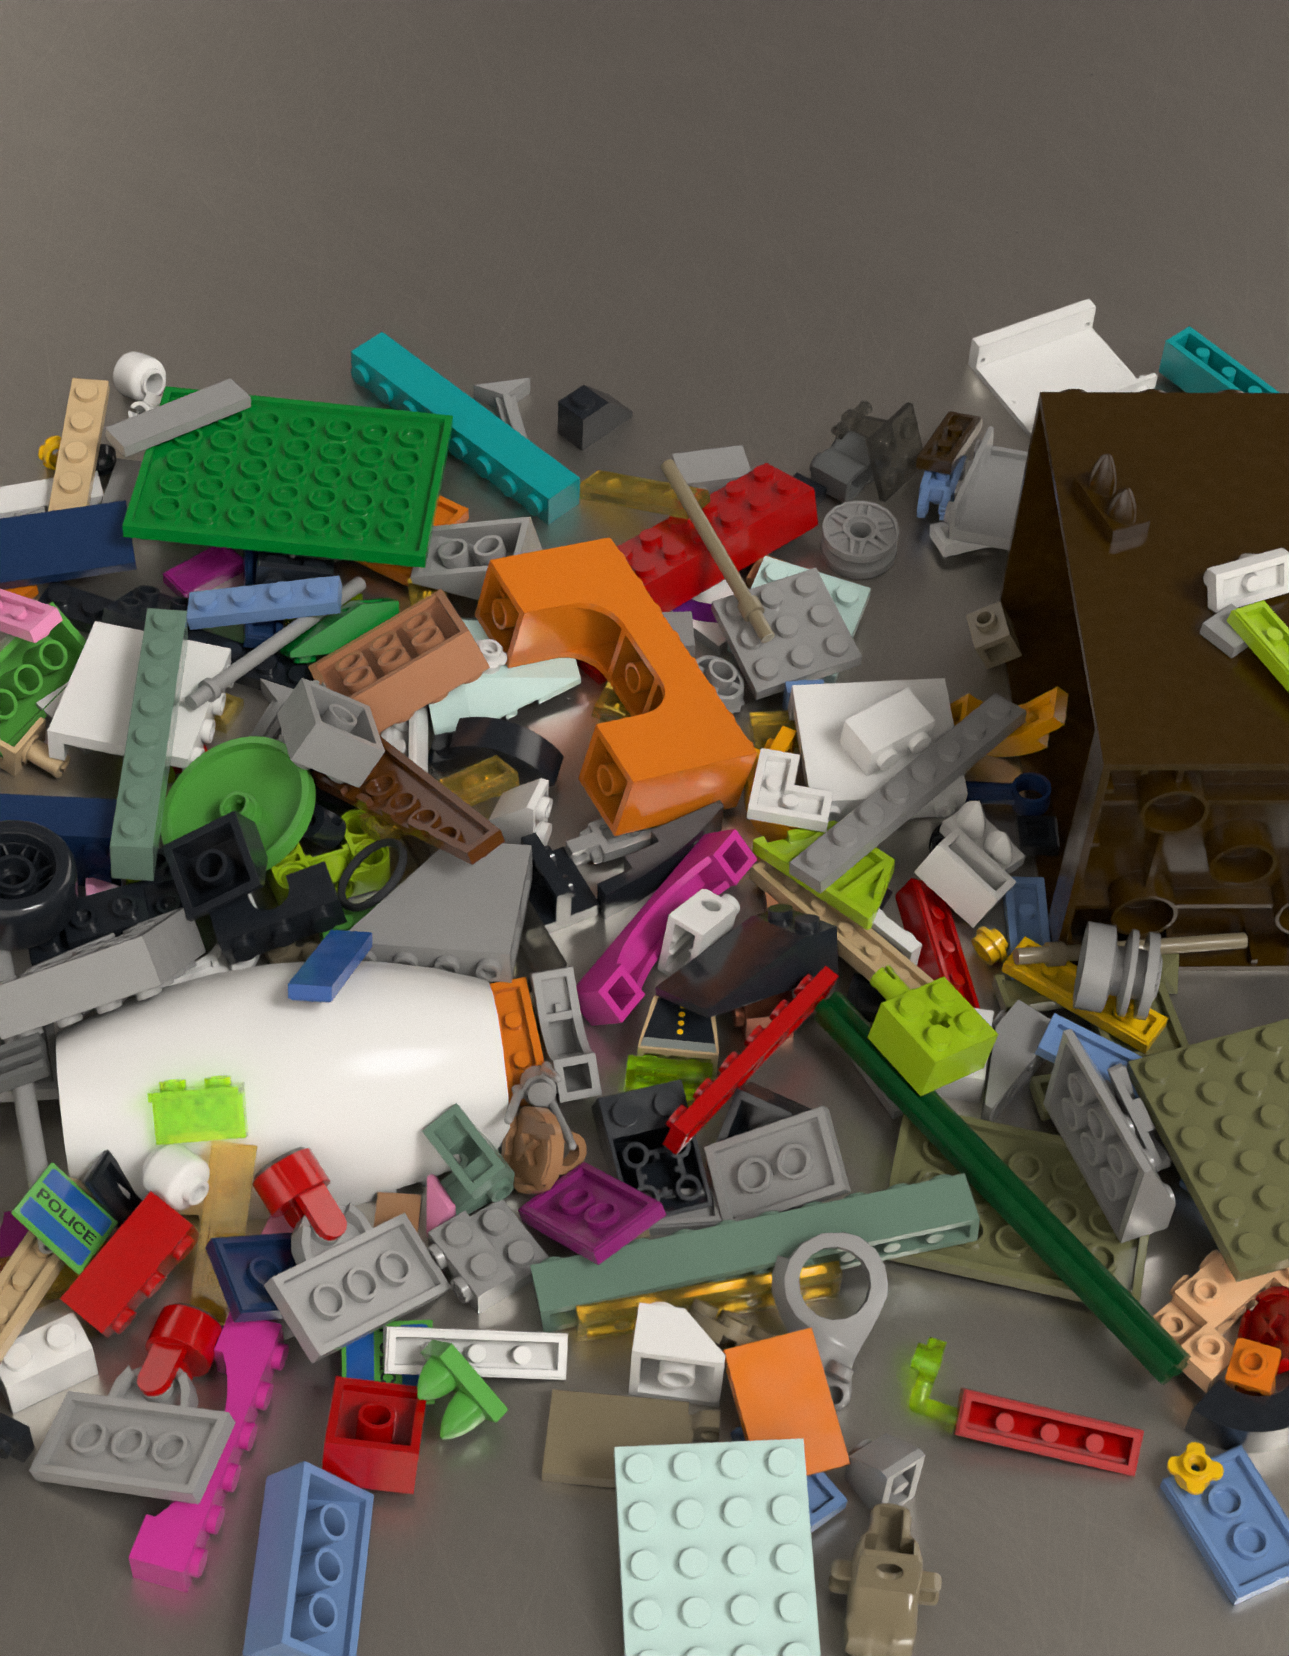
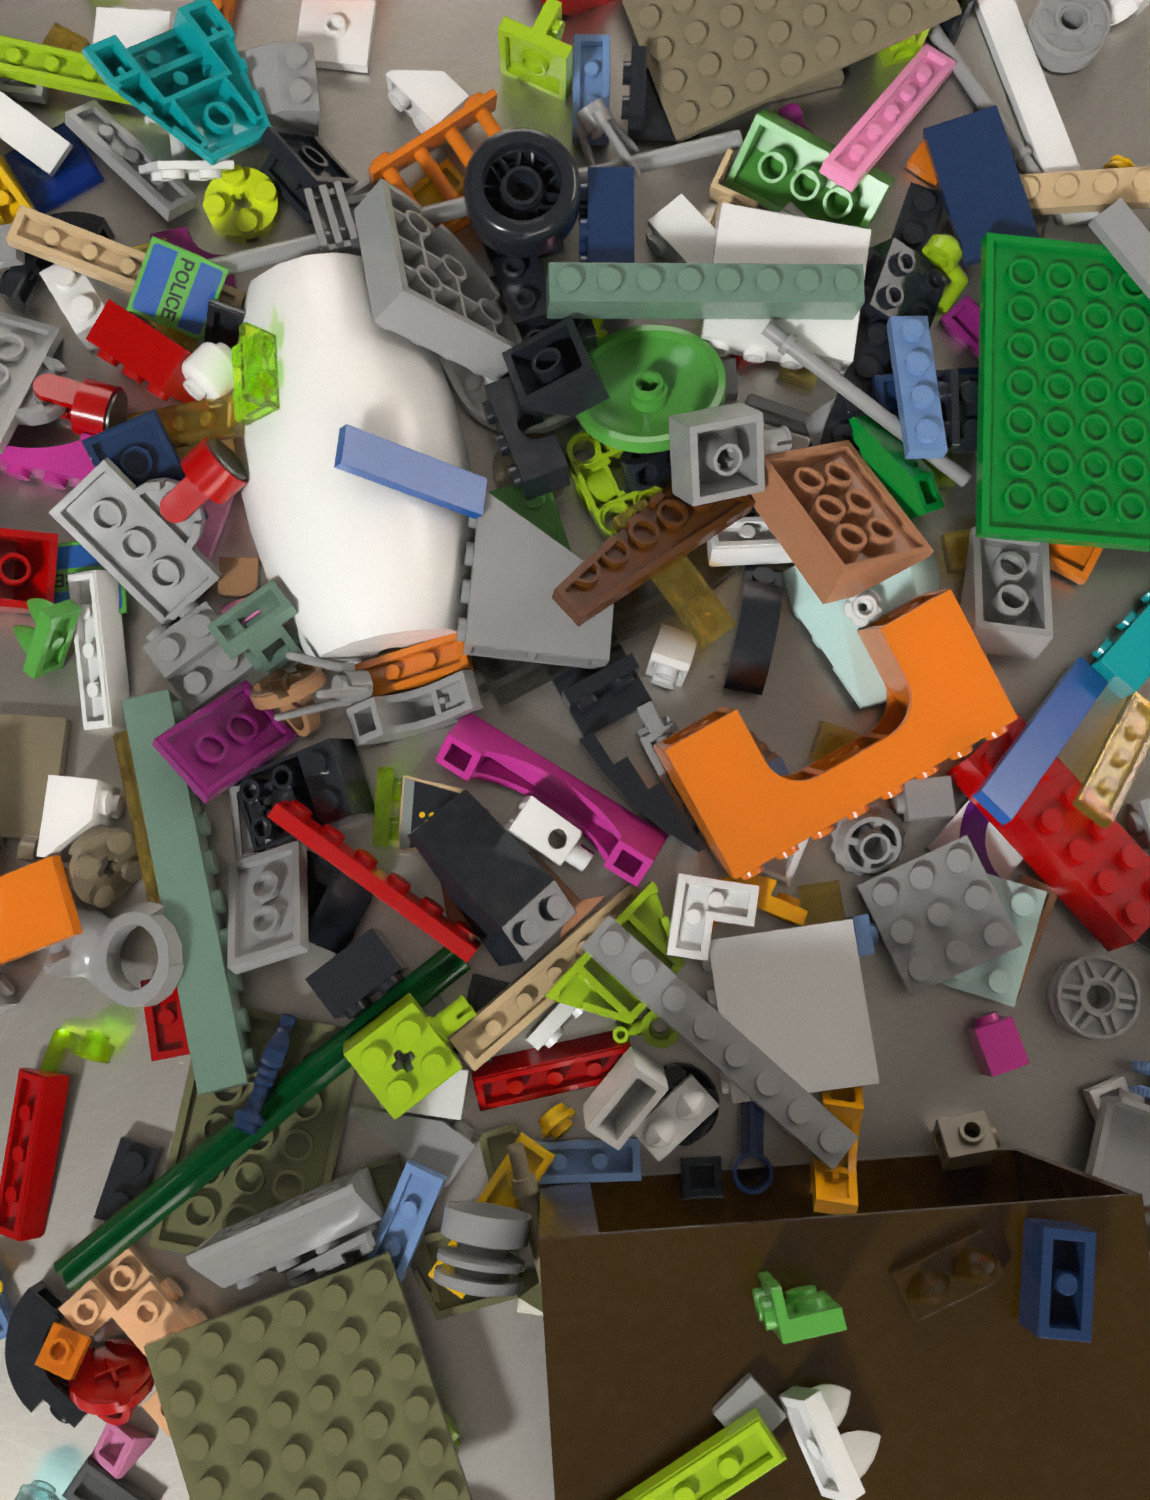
camera: 85 degrees right, 30 degrees up
(71, 774) = (681, 233): none -> white brick
(123, 578) = (945, 254): none -> lime plate
(387, 888) = (572, 537): black tyre -> none
(628, 534) = (1040, 741): none -> blue tile
(749, 604) = (952, 872): dark tan bar -> none
(854, 1089) = (358, 974): none -> black brick
(887, 732) = (789, 1019): white brick -> none
(904, 609) = (996, 1044): none -> dark pink brick
(904, 857) = (645, 1028): none -> lime plate
(910, 1288) = (166, 1028): none -> red plate
(939, 1159) = (250, 1117): none -> dark blue piece
(1071, 1336) = (129, 1175): none -> black plate
(1109, 426) = (1057, 1279): none -> dark blue brick
(1145, 577) = (800, 1315): none -> bright green bracket

